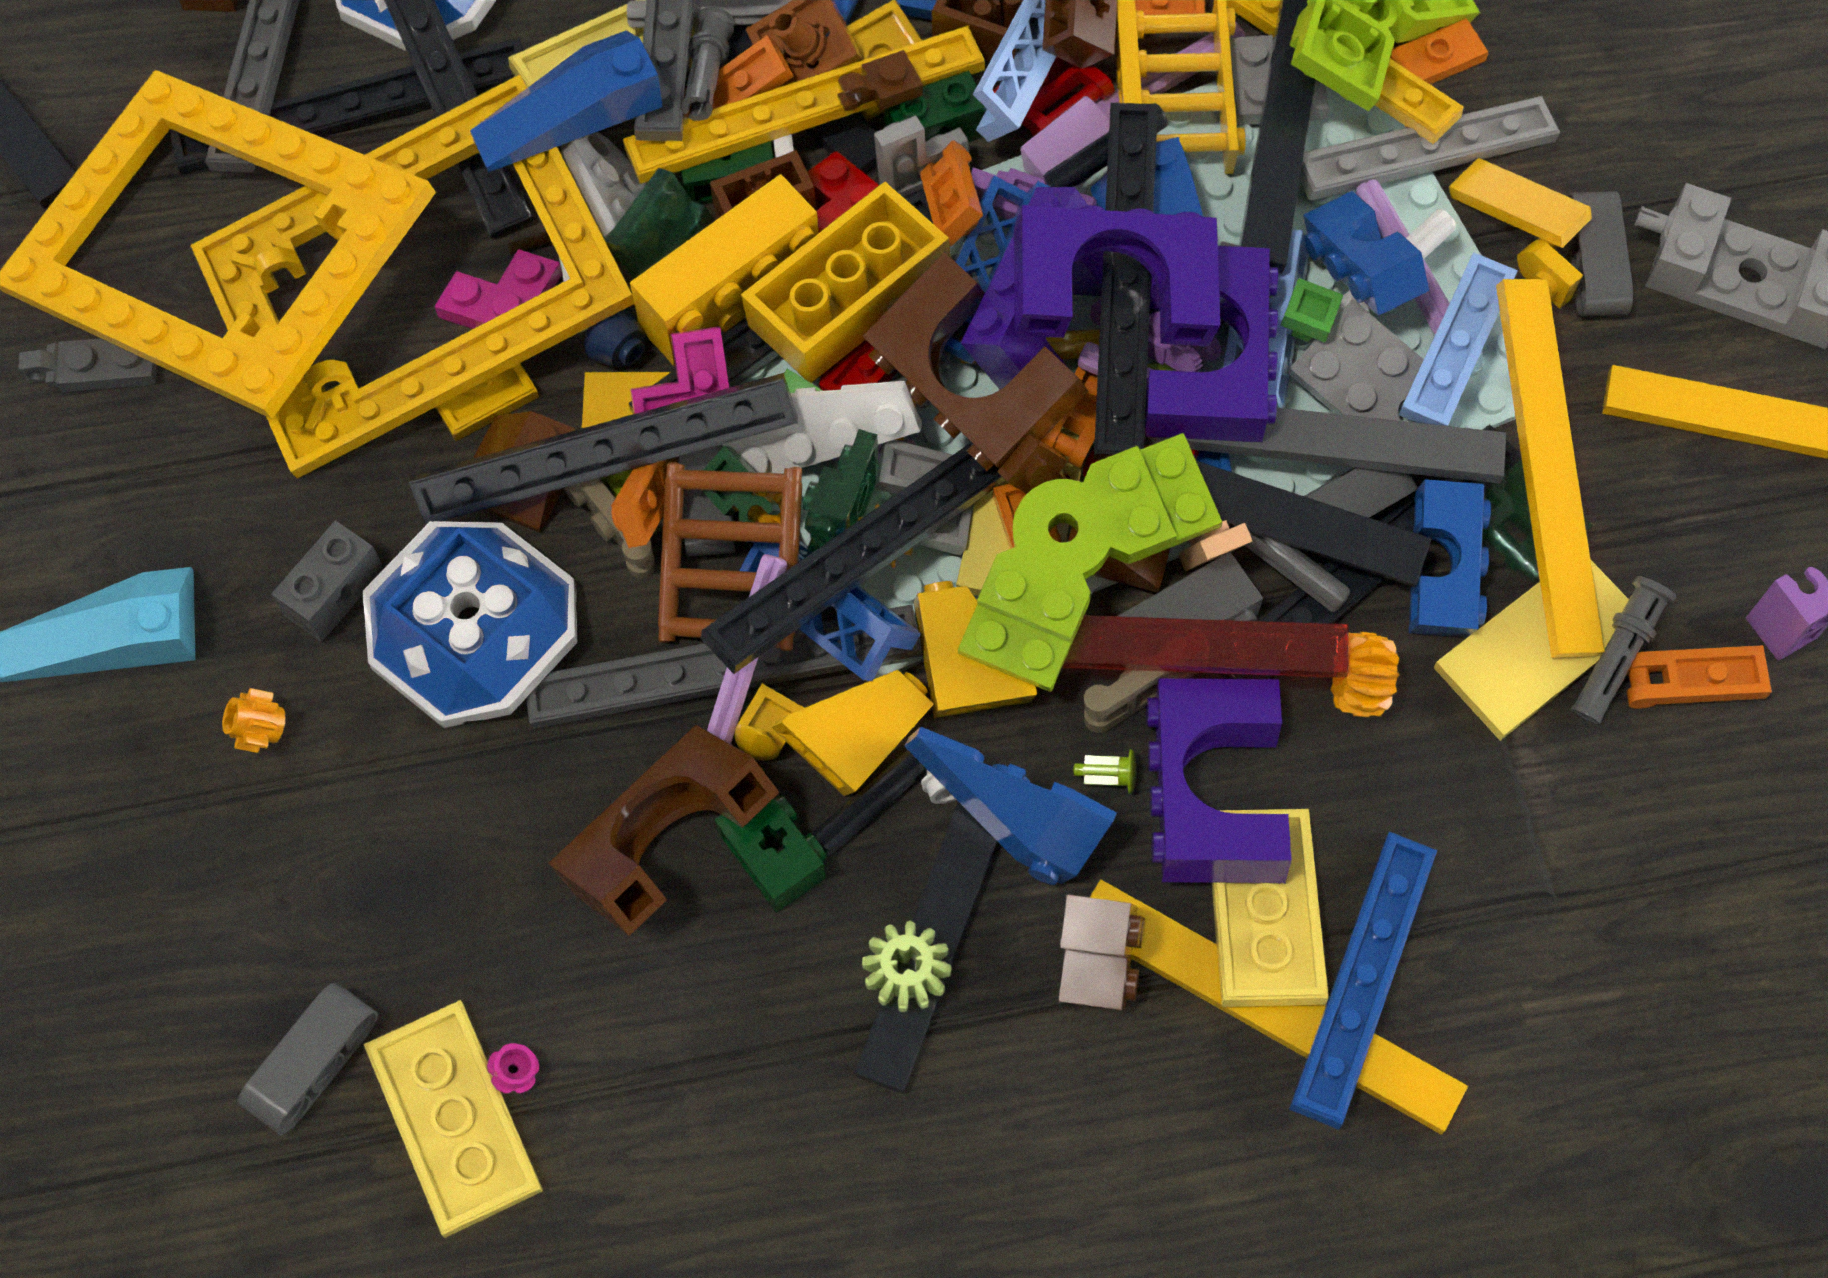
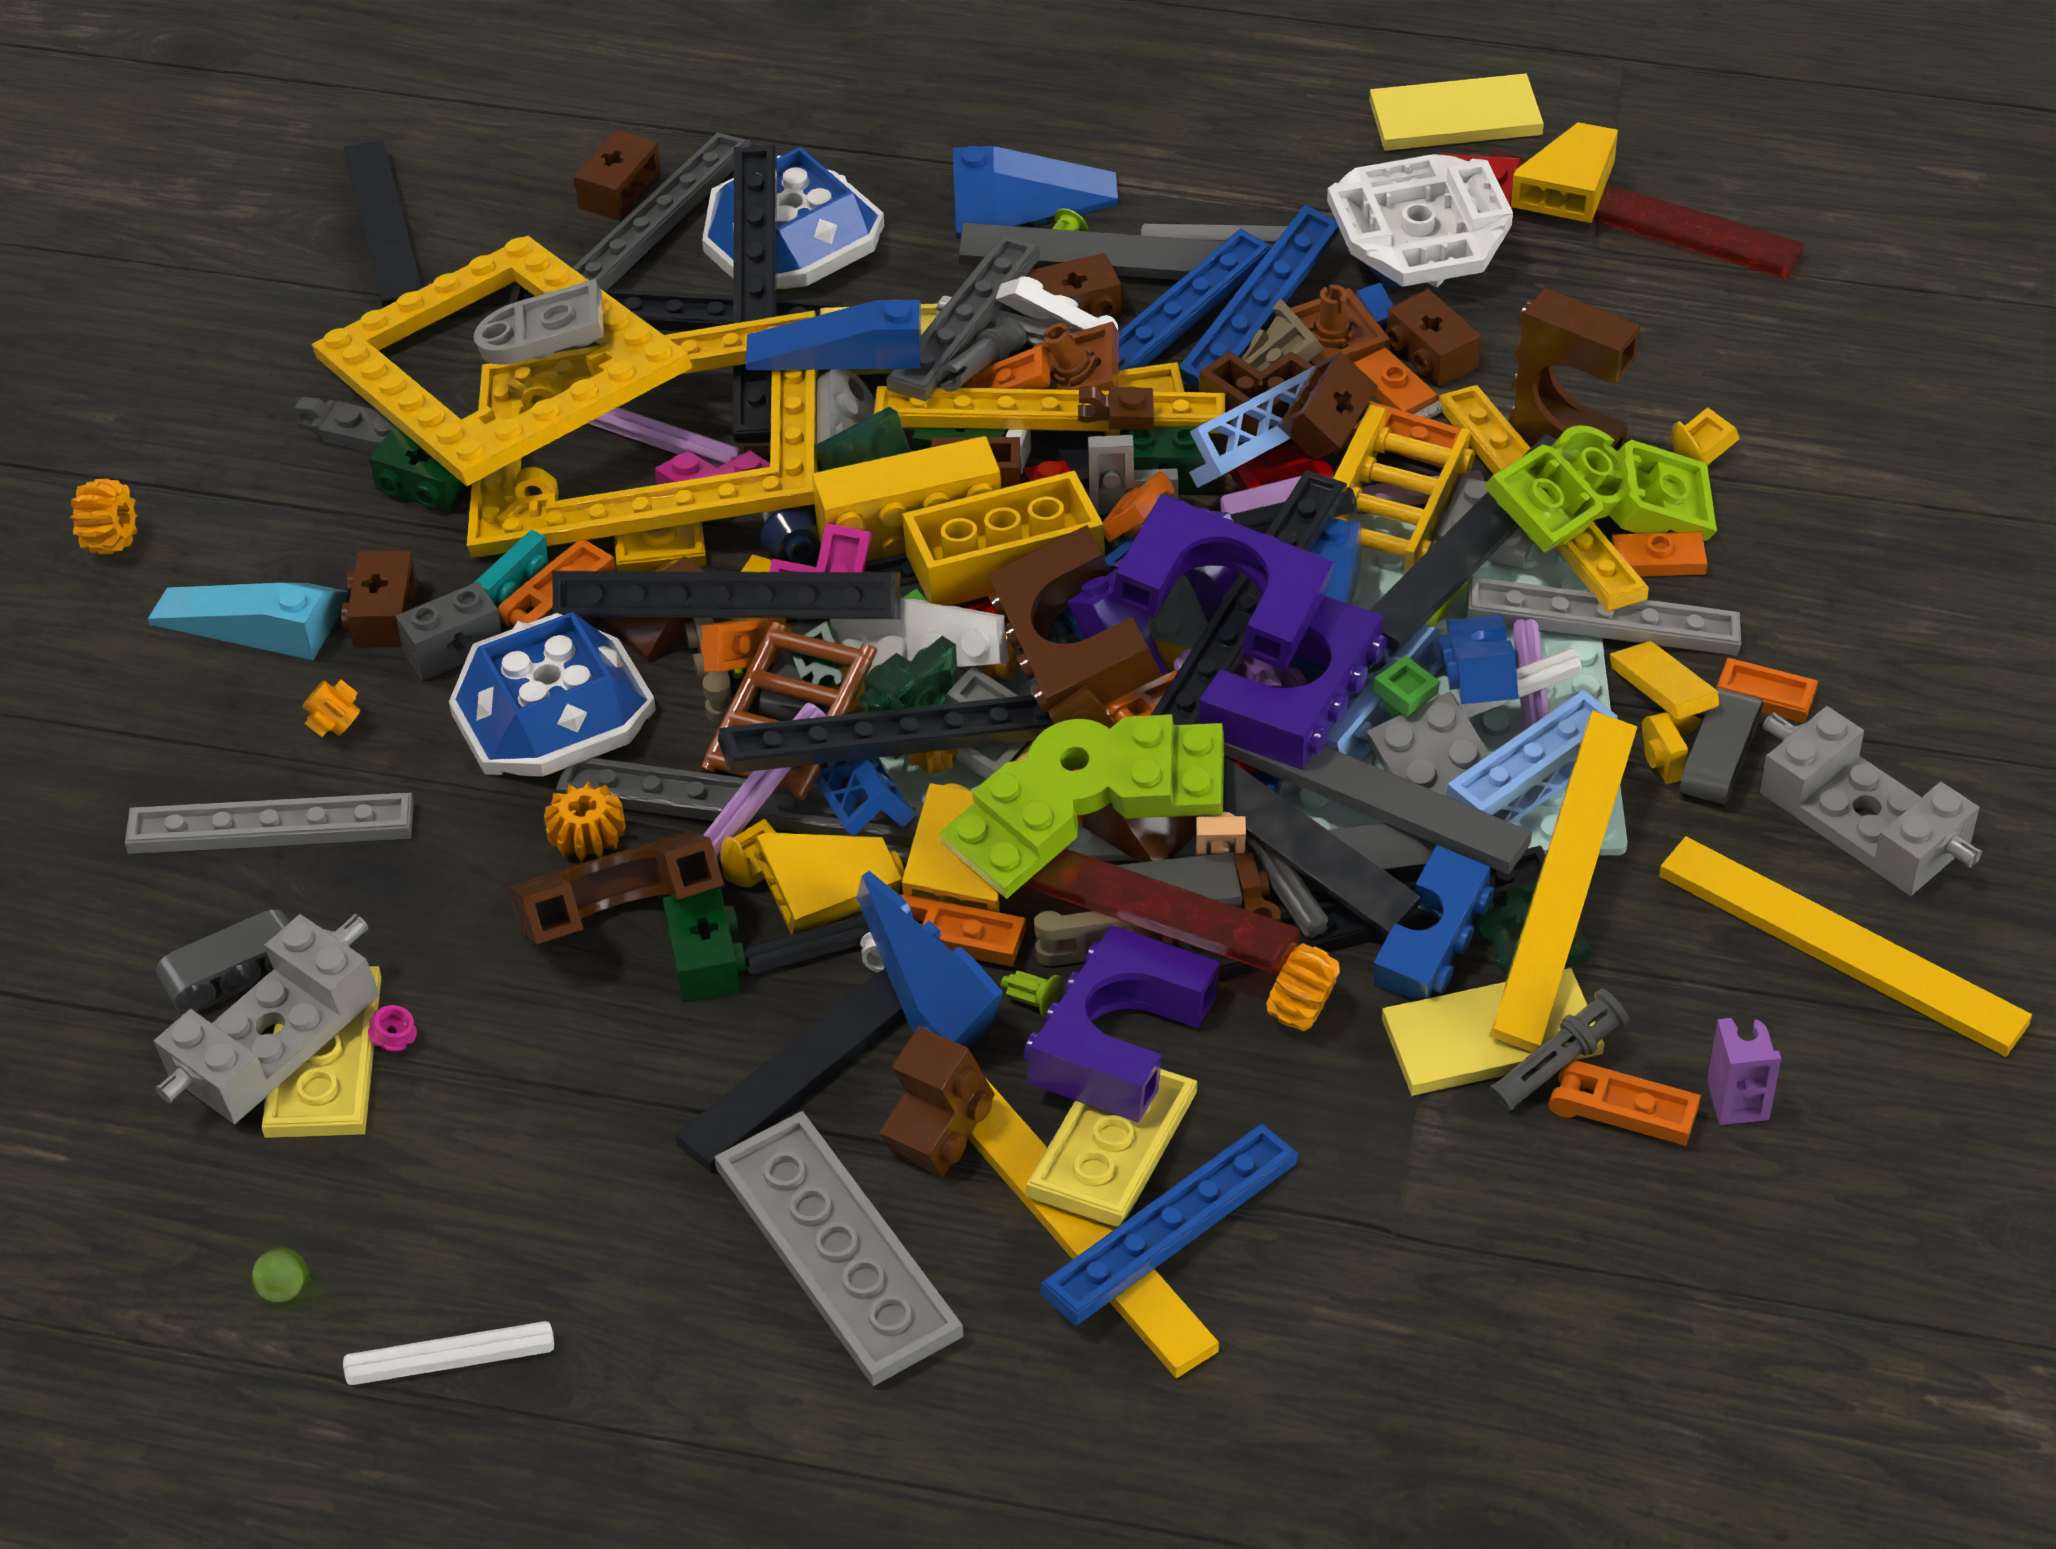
camera: 25 degrees right, 20 degrees down
(177, 404) = (411, 473): none -> dark green brick
(227, 543) = (378, 591): none -> reddish brown brick
(251, 195) = (542, 325): none -> light grey plate
(254, 875) = (269, 823): none -> light grey tile
(361, 471) = (515, 567): none -> teal plate
(409, 1064) = (311, 991): none -> light grey brick
(415, 451) = (539, 591): none -> orange plate
(445, 262) = (665, 436): none -> lavender axle
(601, 751) = (584, 821): none -> light orange gear
(902, 949) = (762, 1062): yellowish green gear -> none
(1011, 728) = (979, 932): none -> orange plate
(1071, 1132) = (839, 1248): none -> light grey plate
(1265, 580) = (1255, 887): none -> reddish brown plate
(1602, 171) = (1781, 691): none -> orange tile

